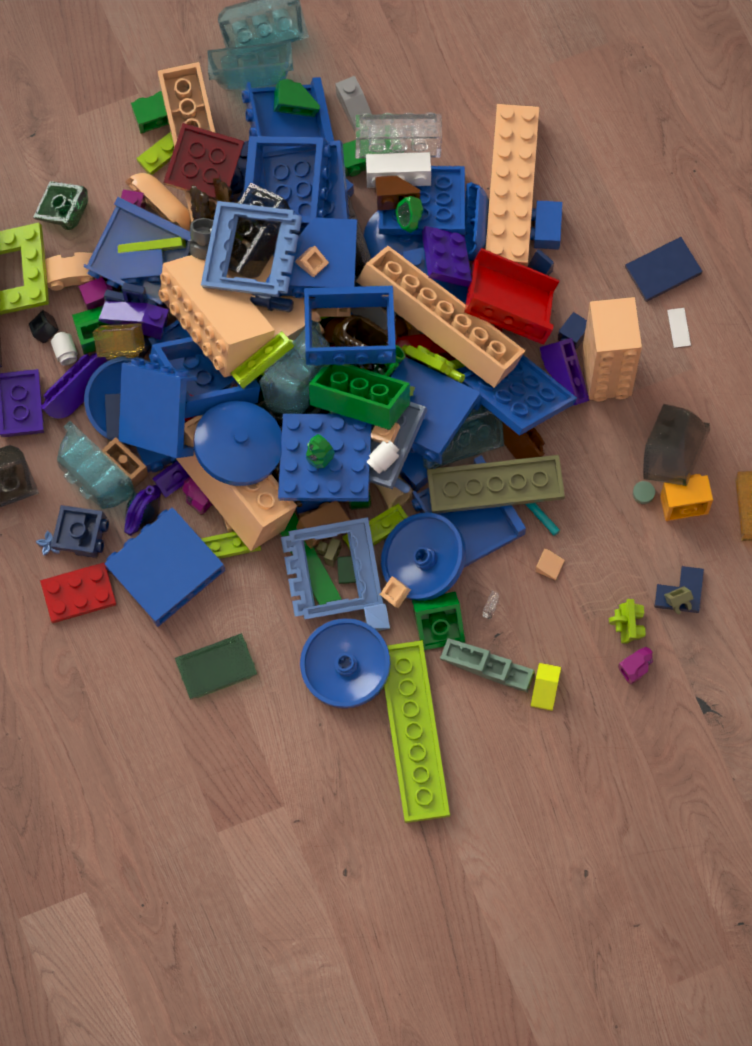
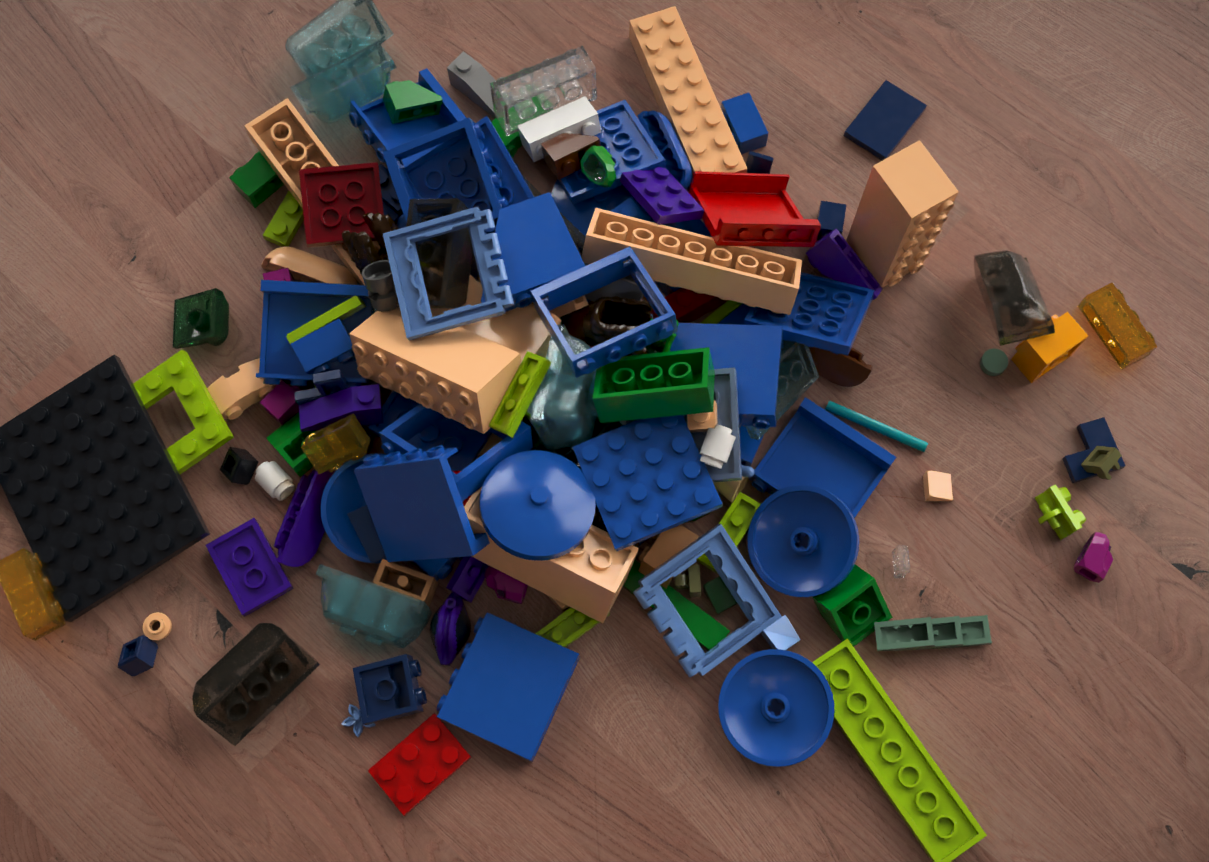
camera: 25 degrees left, 0 degrees up
(216, 666) = (624, 779): clear green piece -> none
(272, 303) = (499, 324): dark blue axle -> none
(312, 261) = (523, 257): light nougat slope -> none
(319, 452) = (641, 473): green rock -> none
(395, 592) = (791, 596): light nougat tile -> none
(434, 361) = (713, 315): lime plate -> none
(495, 484) = (840, 423): olive plate -> none
(545, 686) = (1009, 627): neon yellow slope -> none

